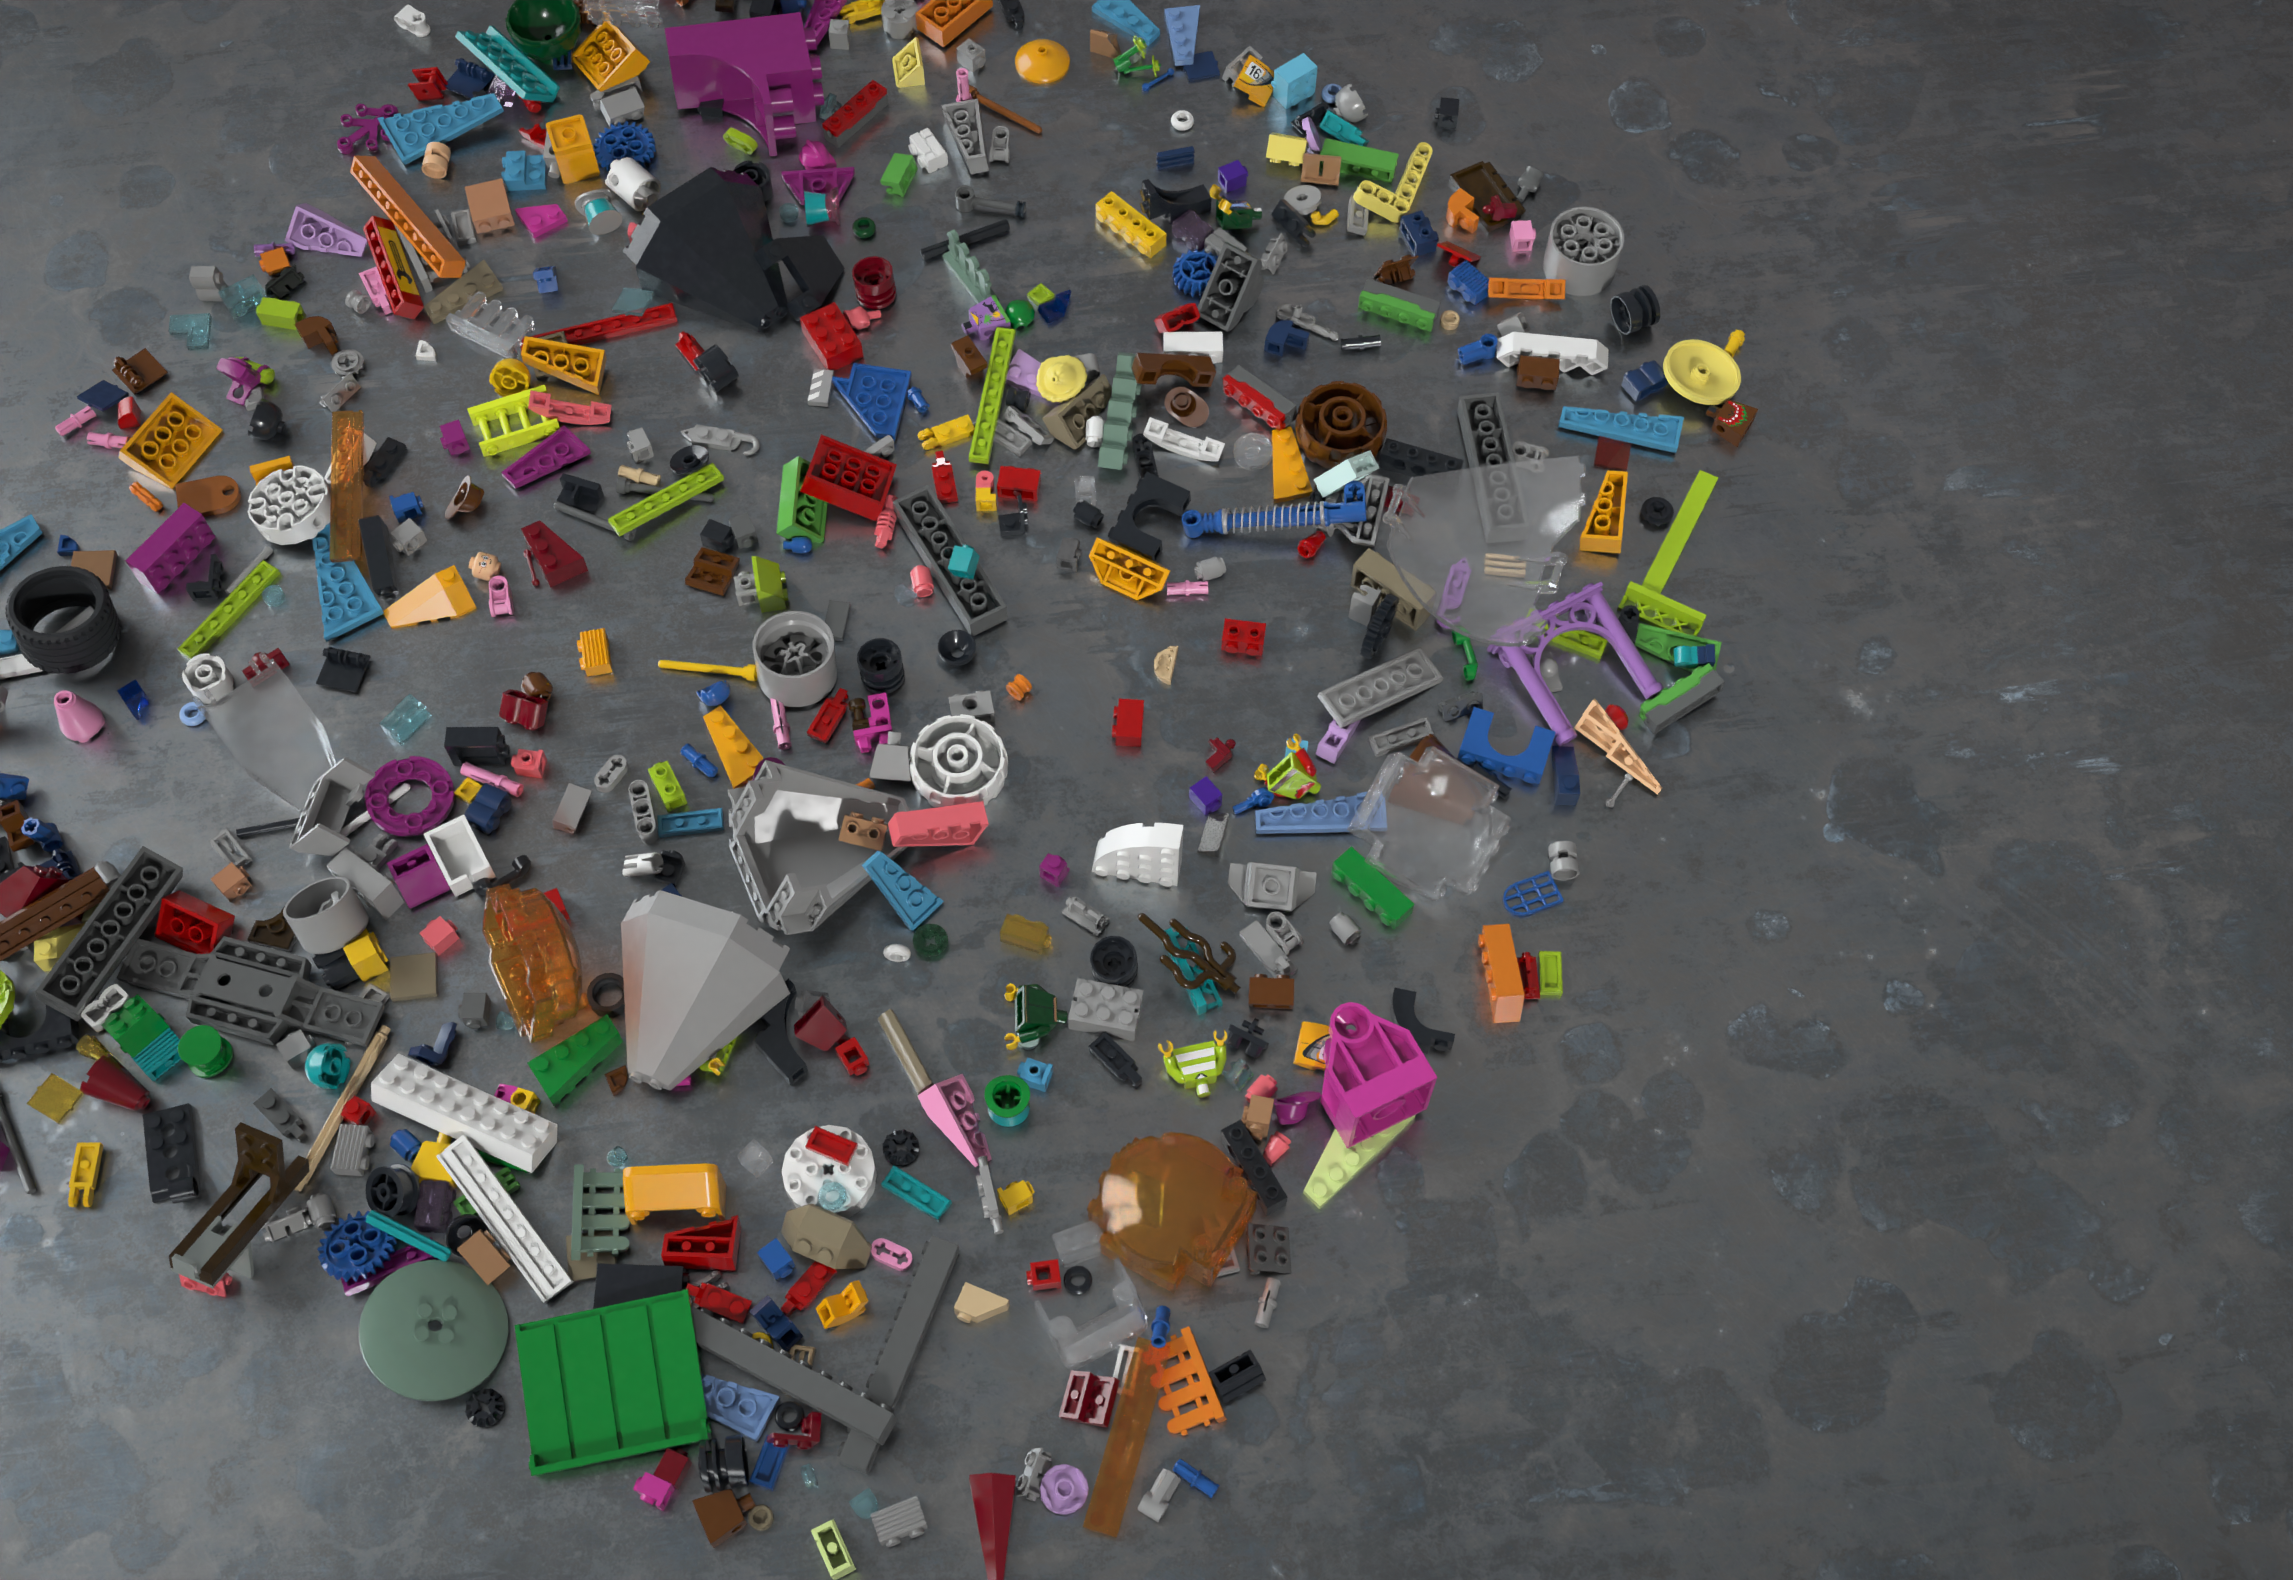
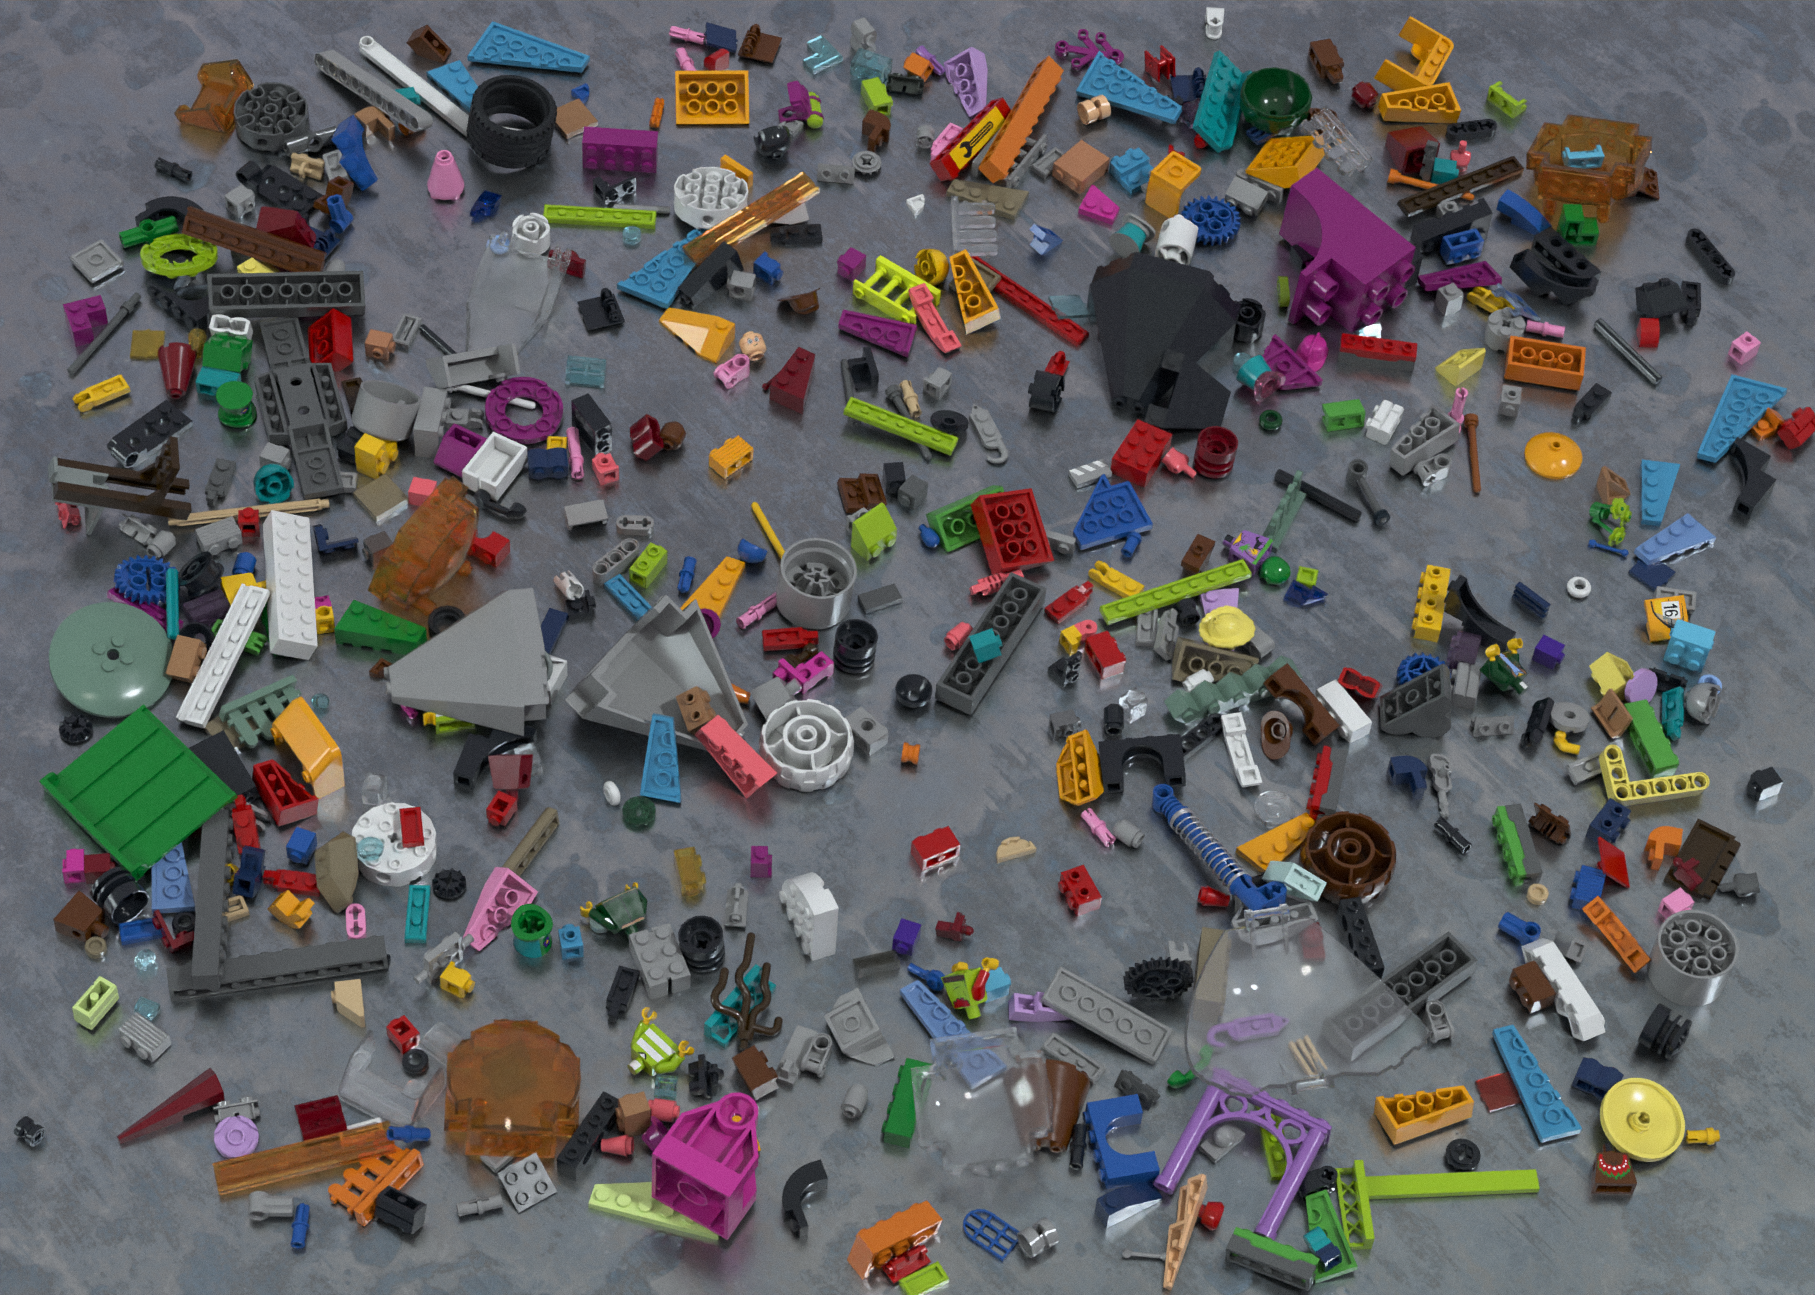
camera: 55 degrees right, 10 degrees down
(209, 495) = (683, 147): dark orange tile -> none

